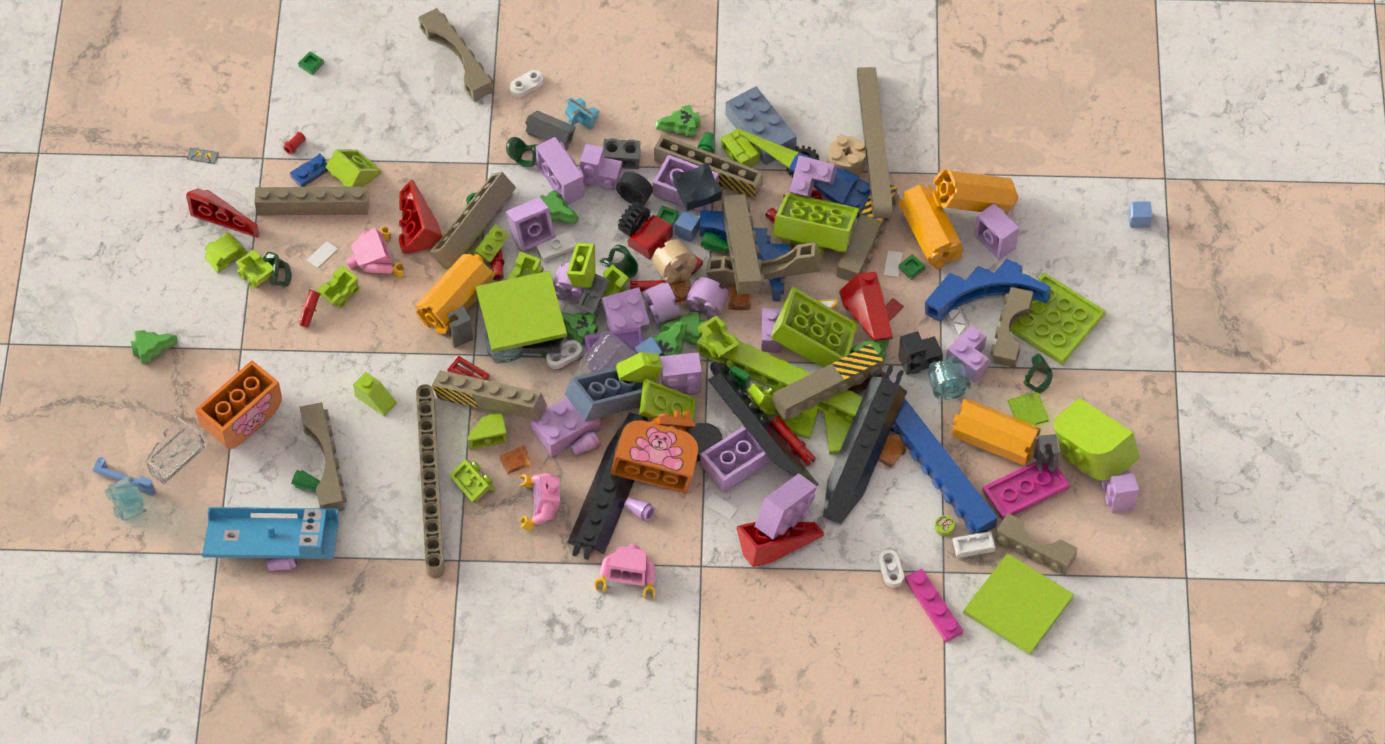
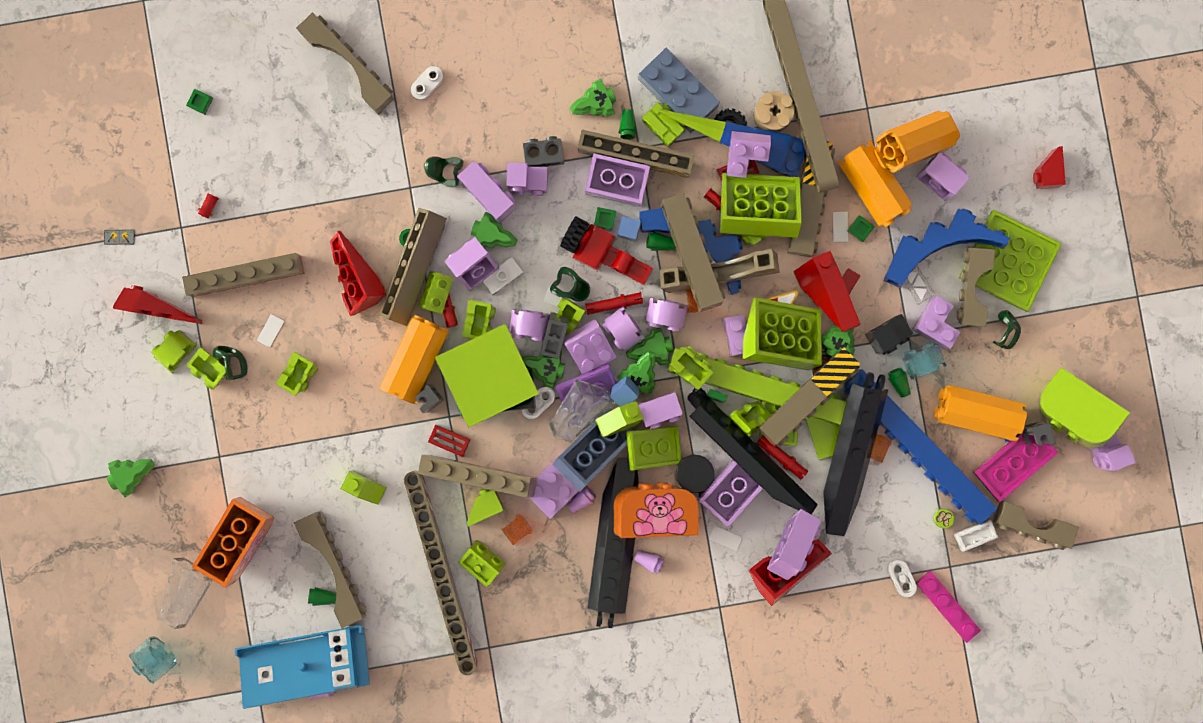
camera: 10 degrees left, 30 degrees up
(145, 484) = (167, 634): medium blue hinge -> none
(309, 171) = (233, 235): blue plate -> none
(309, 308) = (274, 403): red axle -> none
(352, 167) = (275, 226): lime slope -> none
(373, 253) = (320, 325): bright pink torso -> none
(545, 498) = (557, 572): bright pink torso -> none
(547, 127) = (464, 139): dark grey brick -> none
(579, 113) = (490, 113): medium azure hips -> none
(582, 265) = (538, 319): lime slope -> none
(628, 566) = (653, 631): bright pink torso -> none
(634, 188) = (567, 197): black tyre -> none
(674, 261) = (628, 285): tan brick -> none
(676, 421) = (669, 470): orange plate -> none
(680, 289) = (639, 311): clear orange tile -> none
(697, 187) = (633, 193): black brick -> none
(923, 397) = (899, 381): none -> green cone
(1018, 603) = (1027, 589): lime tile -> none
(1029, 408) = (1002, 371): clear neon green piece -> none
(1104, 249) = (1051, 170): none -> red slope
(1140, 214) = (1080, 121): medium blue piece -> none

